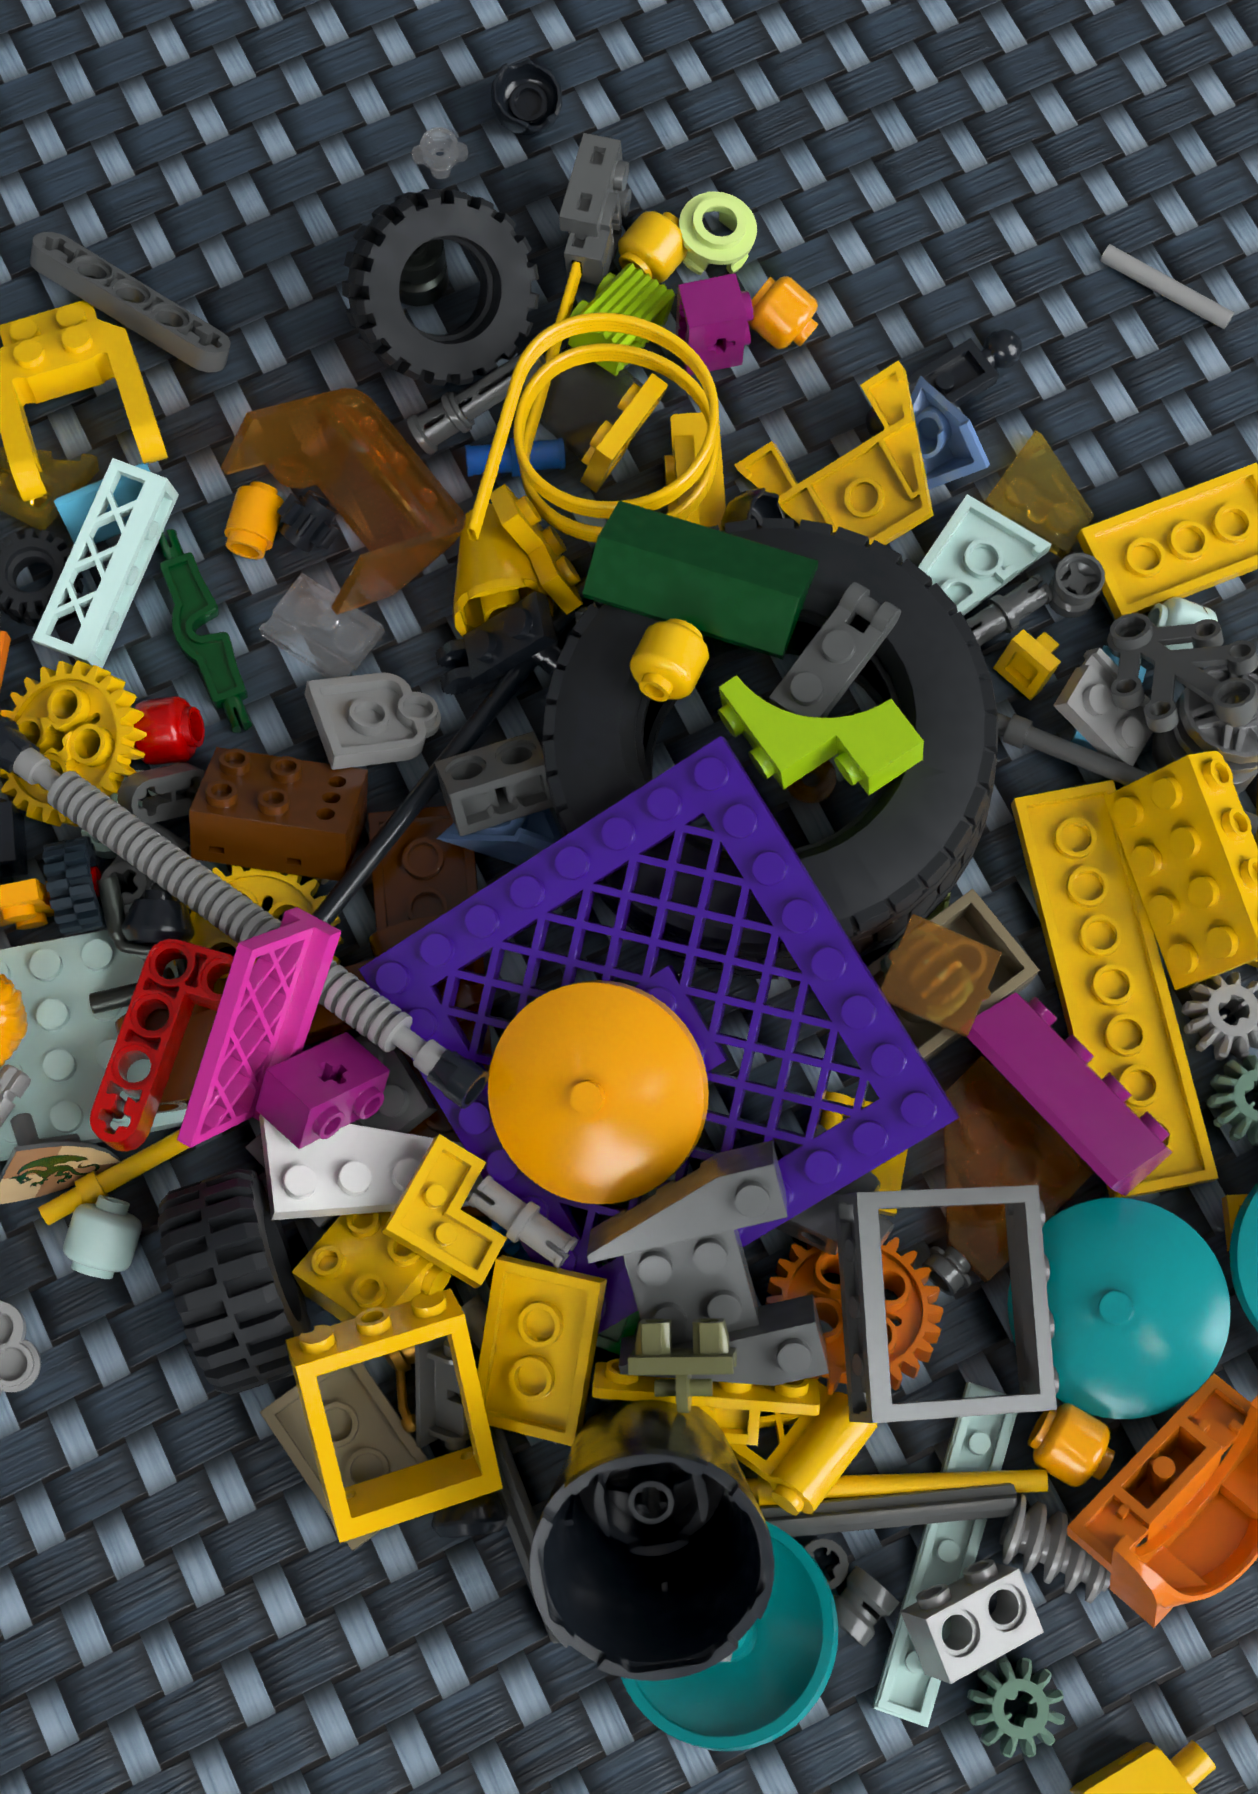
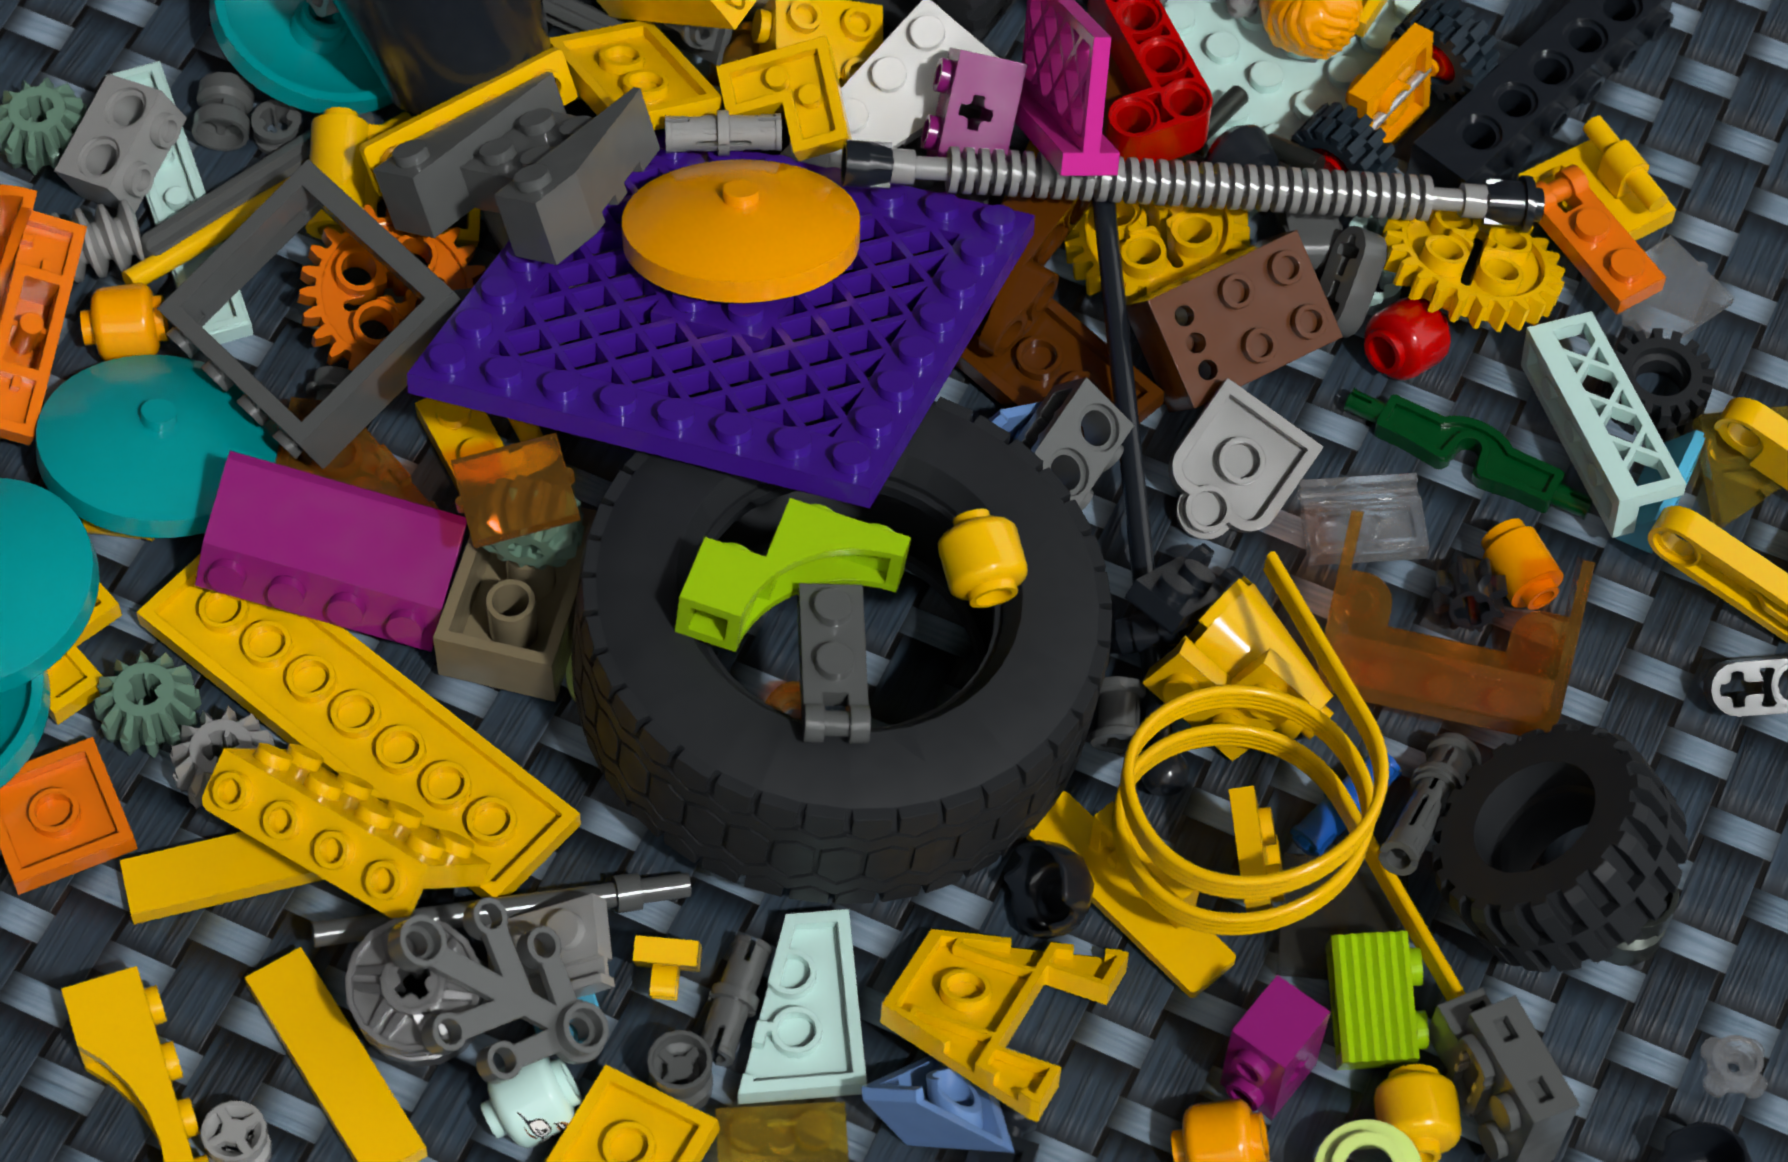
camera: 140 degrees right, 15 degrees down
(700, 576) = (1026, 669): dark green slope -> none
(707, 1357) = (499, 81): olive hips -> none

